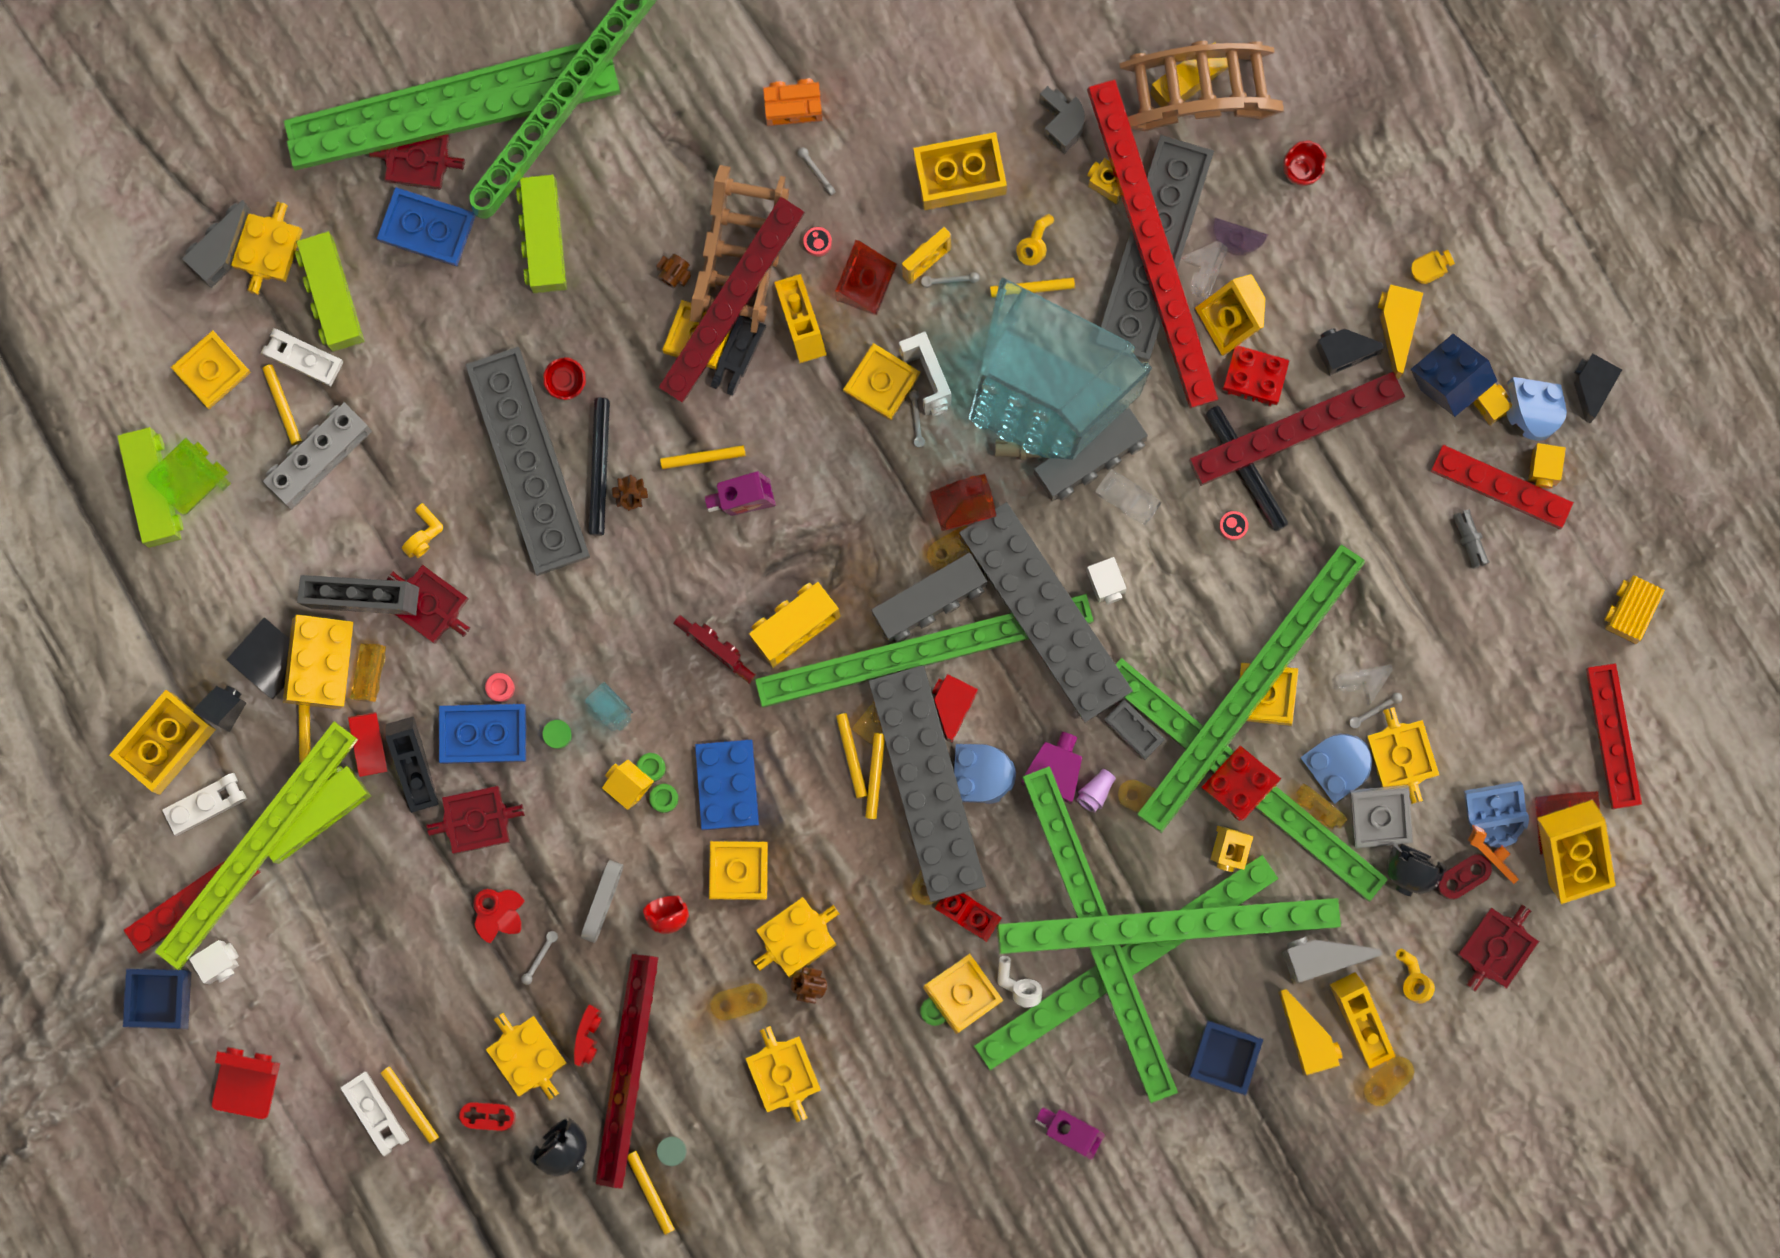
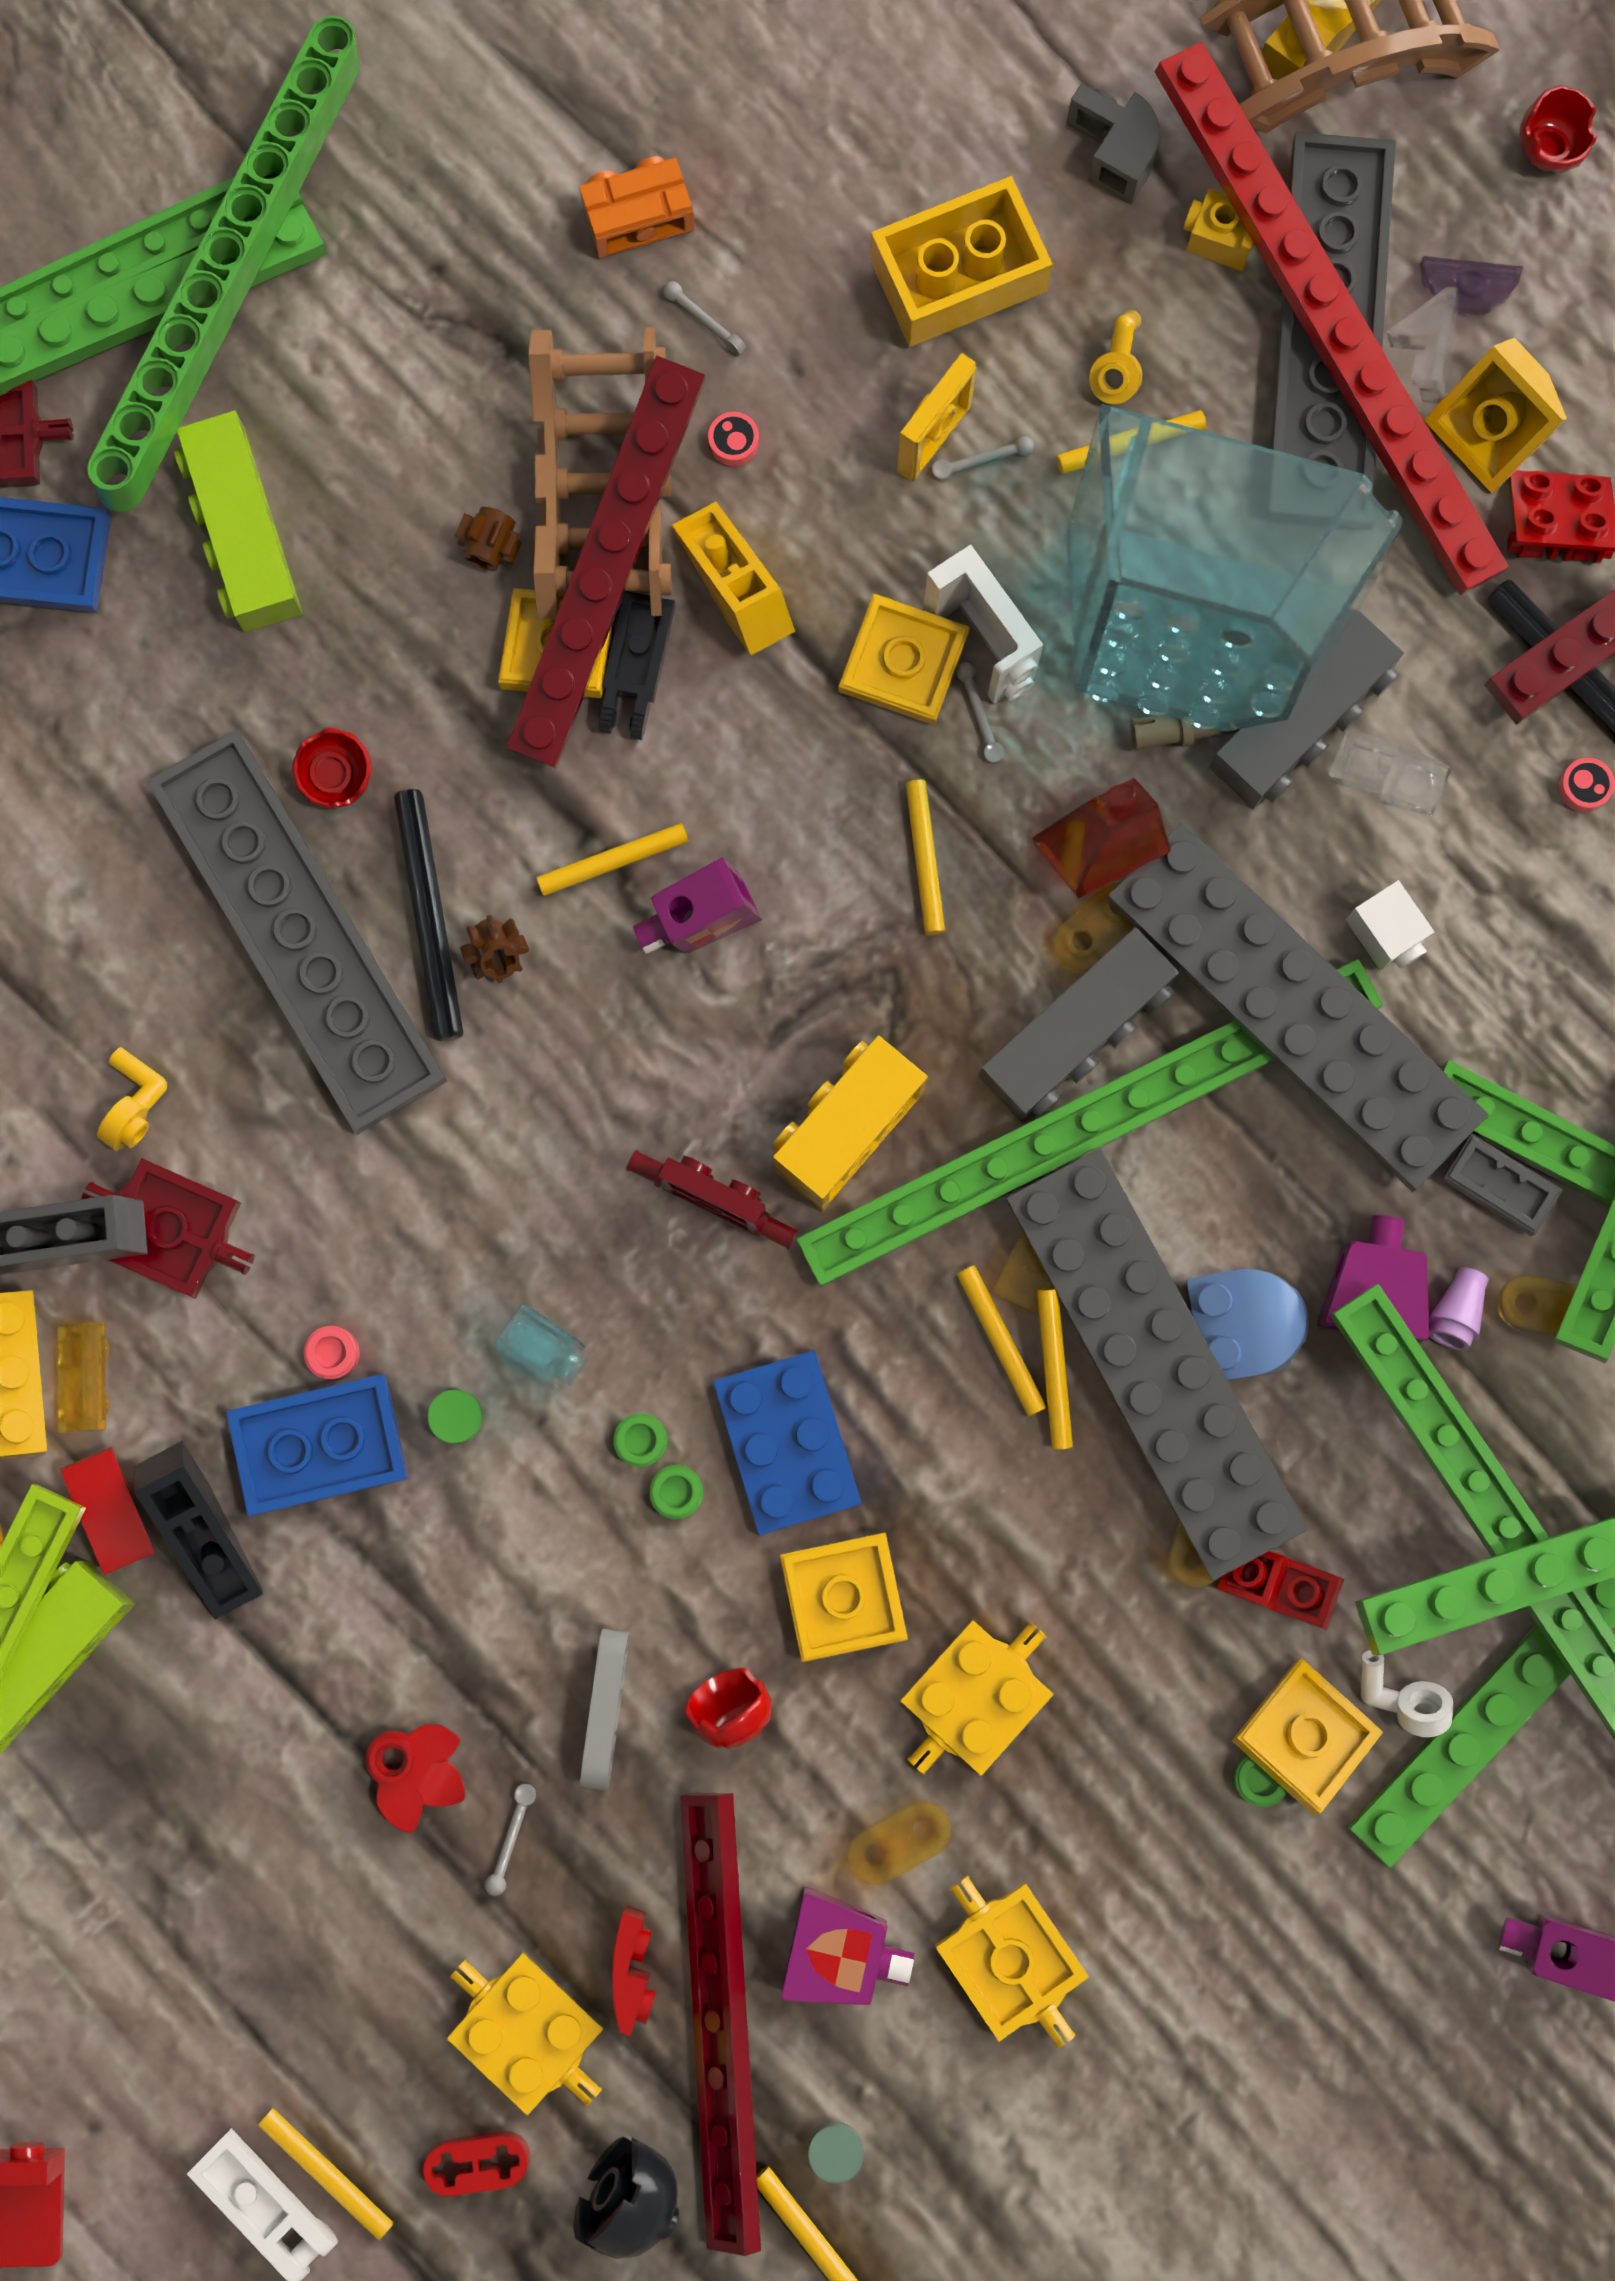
camera: 20 degrees left, 0 degrees up
(476, 820) = (338, 1608): dark red plate -> none
(627, 784) = (603, 1481): yellow brick -> none
(695, 1050) = (840, 1953): none -> magenta torso
(809, 985) = (1022, 1784): reddish brown gear -> none
(865, 278) = (833, 484): clear red slope -> none
(869, 490) = (925, 857): none -> yellow bar
(953, 703) = (1167, 1204): red slope -> none

